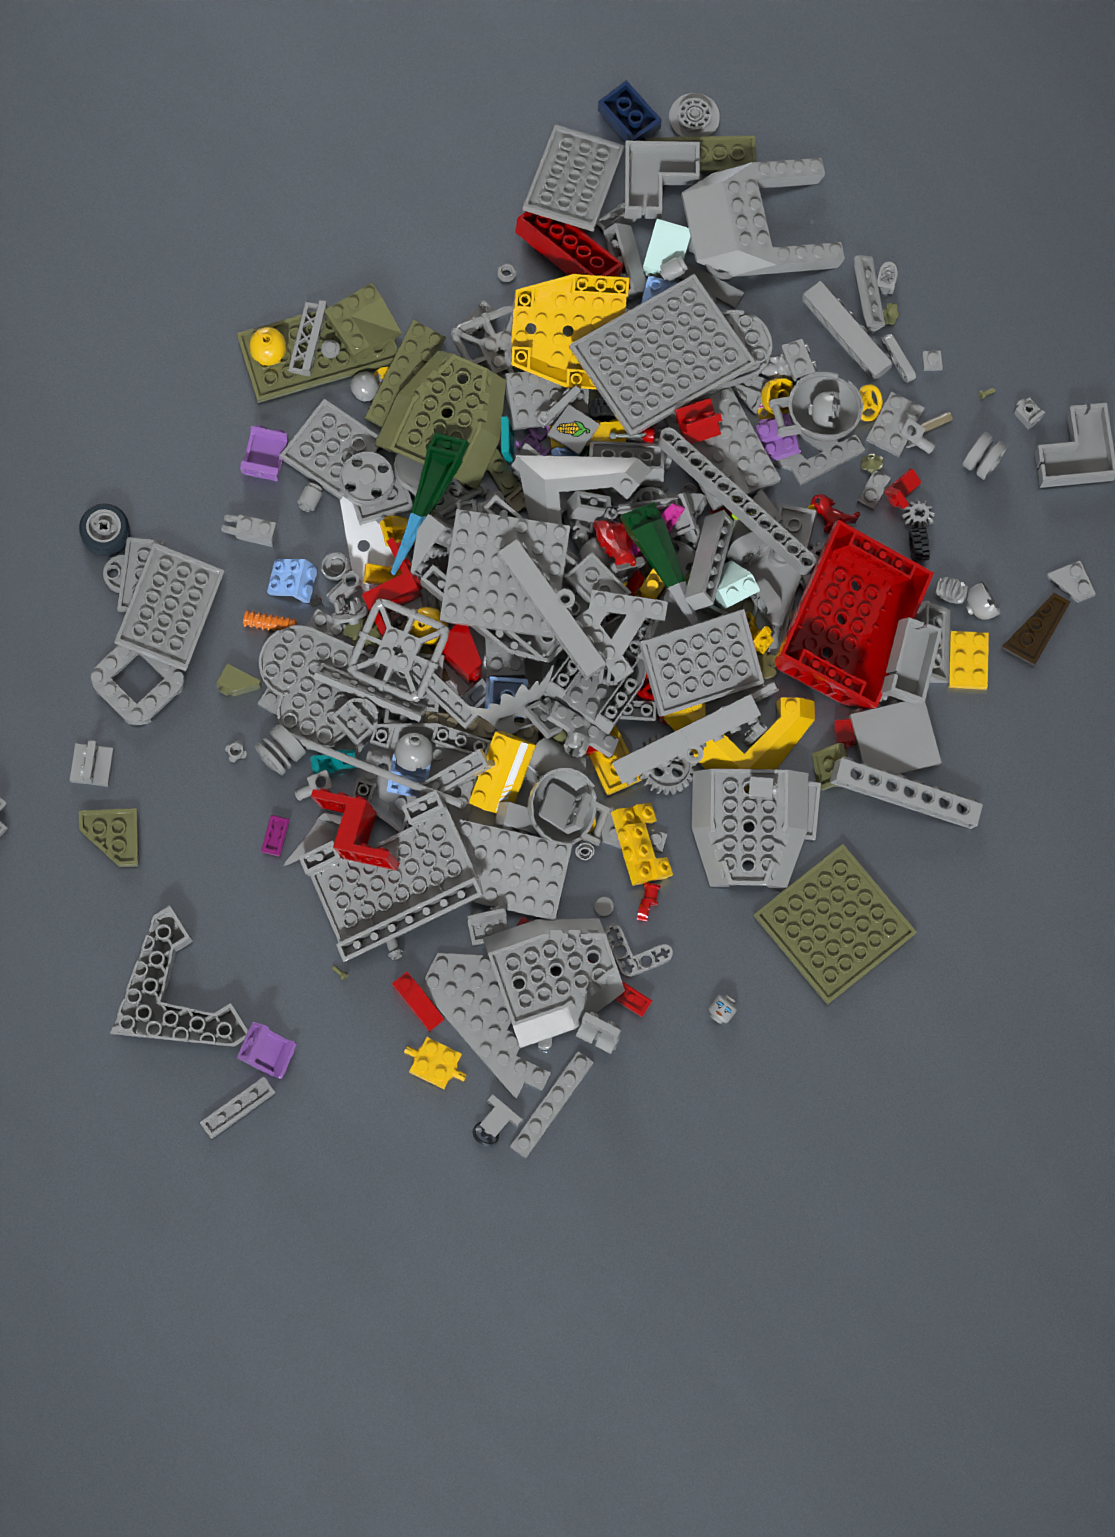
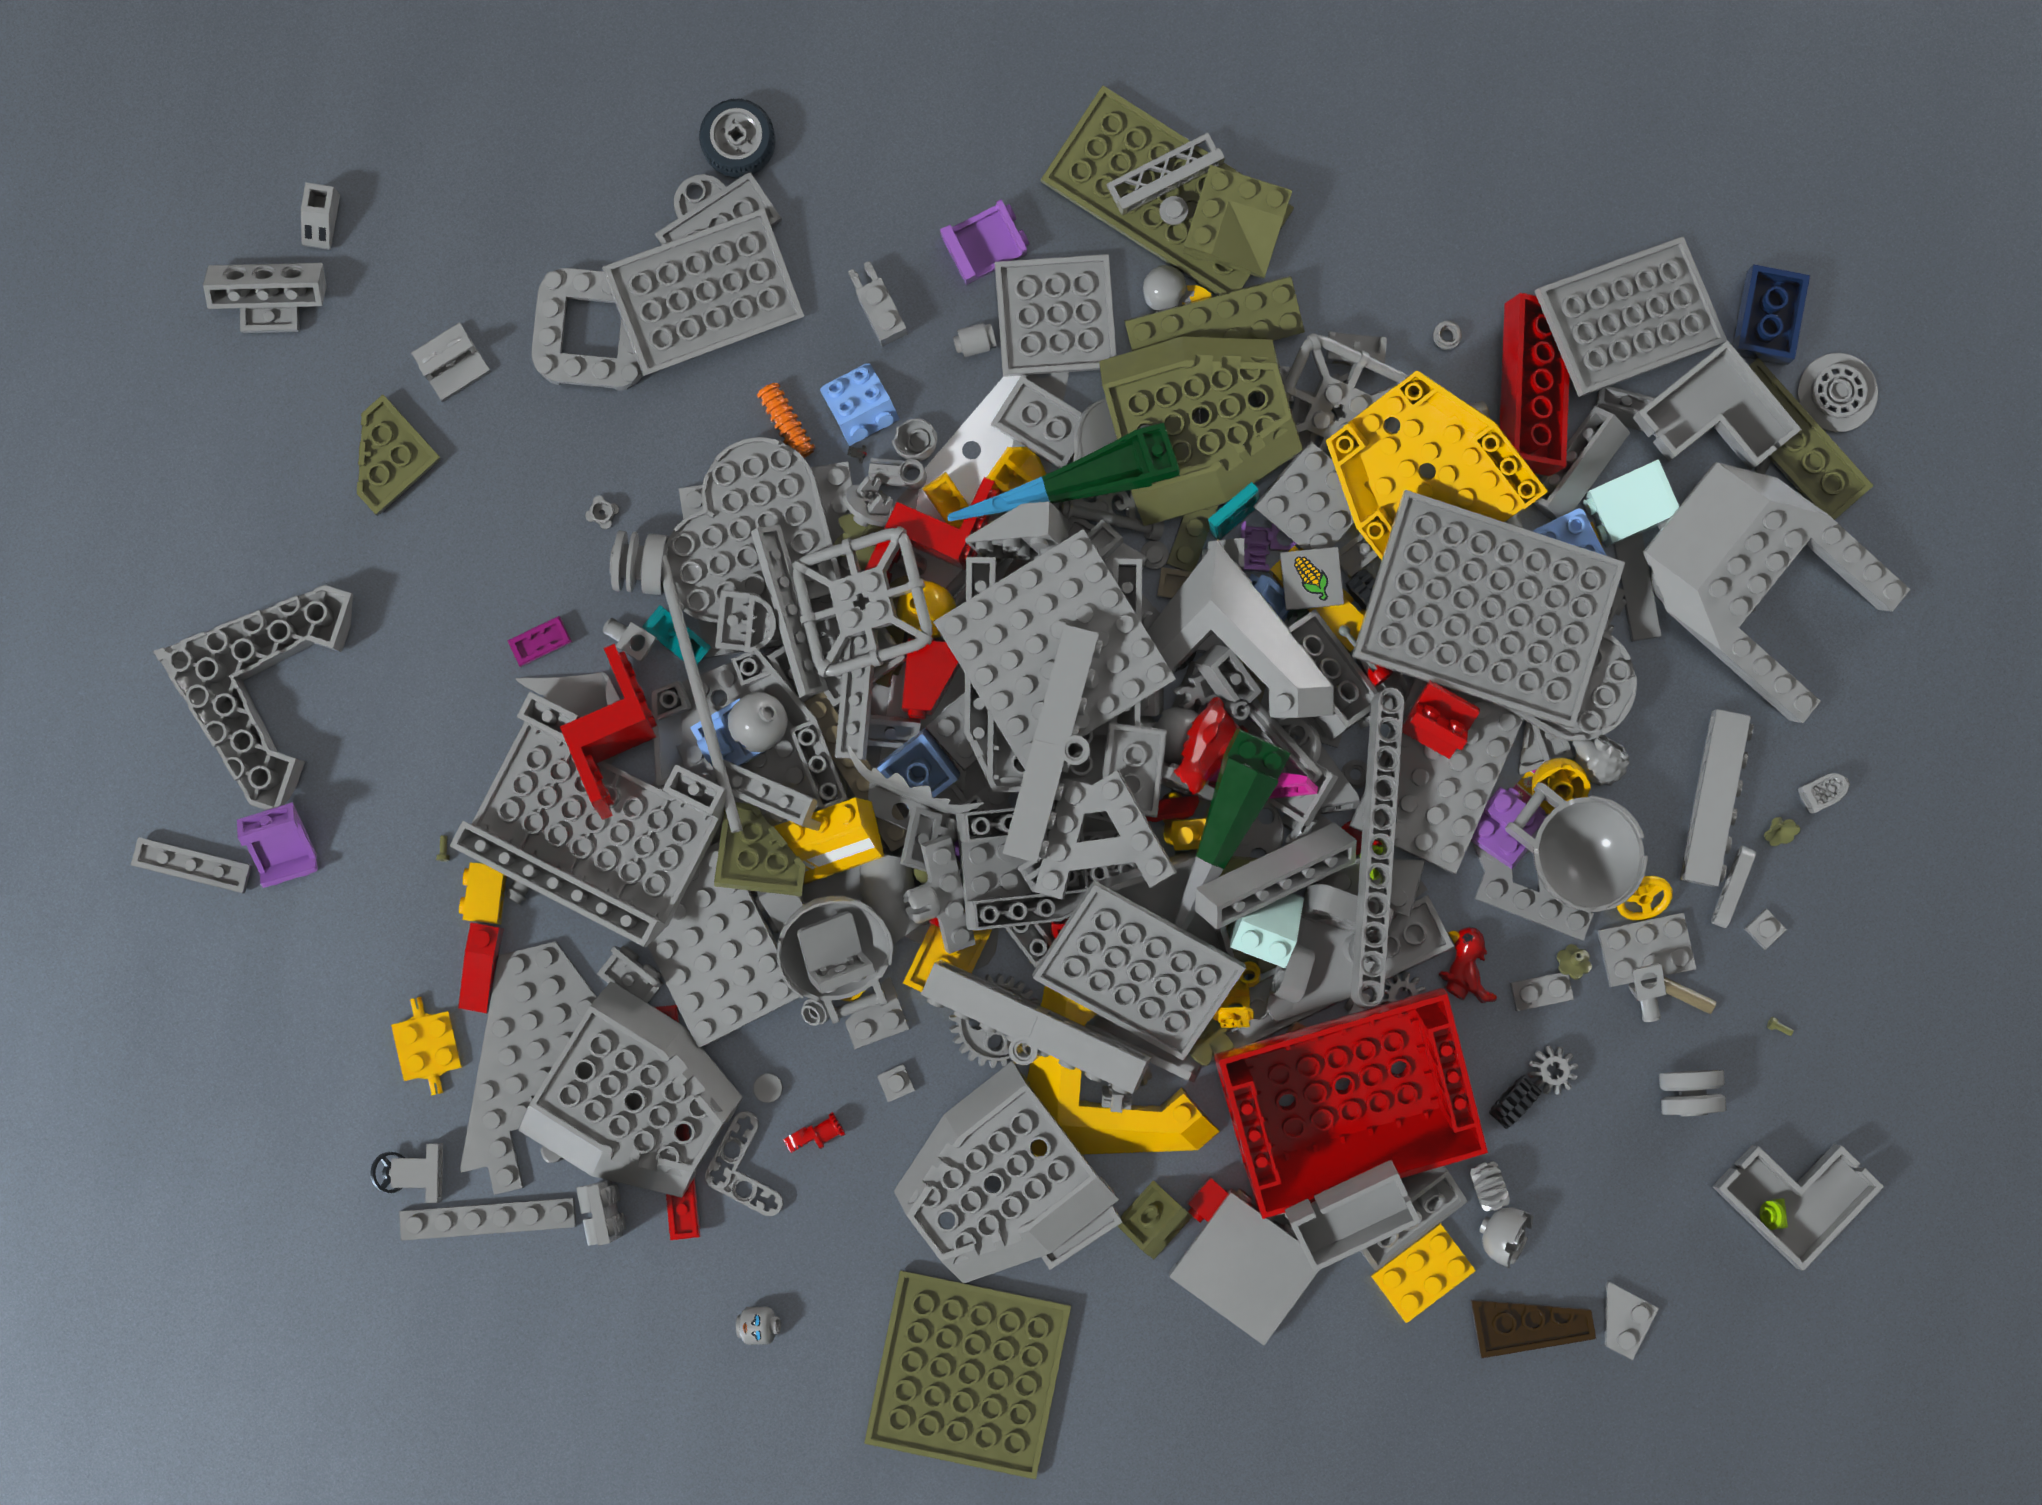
camera: 55 degrees right, 10 degrees up
(236, 682) = (682, 442): olive slope -> none
(267, 346) = (1112, 146): yellow cylinder -> none
(367, 479) = (1047, 389): light grey piece -> none
(381, 968) = (483, 894): none -> yellow brick
(483, 806) = (757, 857): none -> olive plate
(557, 407) = (1320, 536): light grey hinge -> none
(636, 844) = (868, 1068): yellow bracket -> none
(673, 269) = (1613, 531): light grey brick -> none
(762, 788) = (1047, 1165): light grey brick -> none
(798, 359) = (1623, 773): light grey bracket -> none
(825, 410) = (1585, 858): light grey cylinder -> none
(869, 293) = (1785, 787): light grey fence -> none
(901, 488) = (1569, 1023): red bracket -> none
(970, 807) = (1227, 1428): light grey brick -> none
(1029, 419) = (1787, 1106): light grey brick -> none
(1077, 466) = (1774, 1214): none -> lime plate

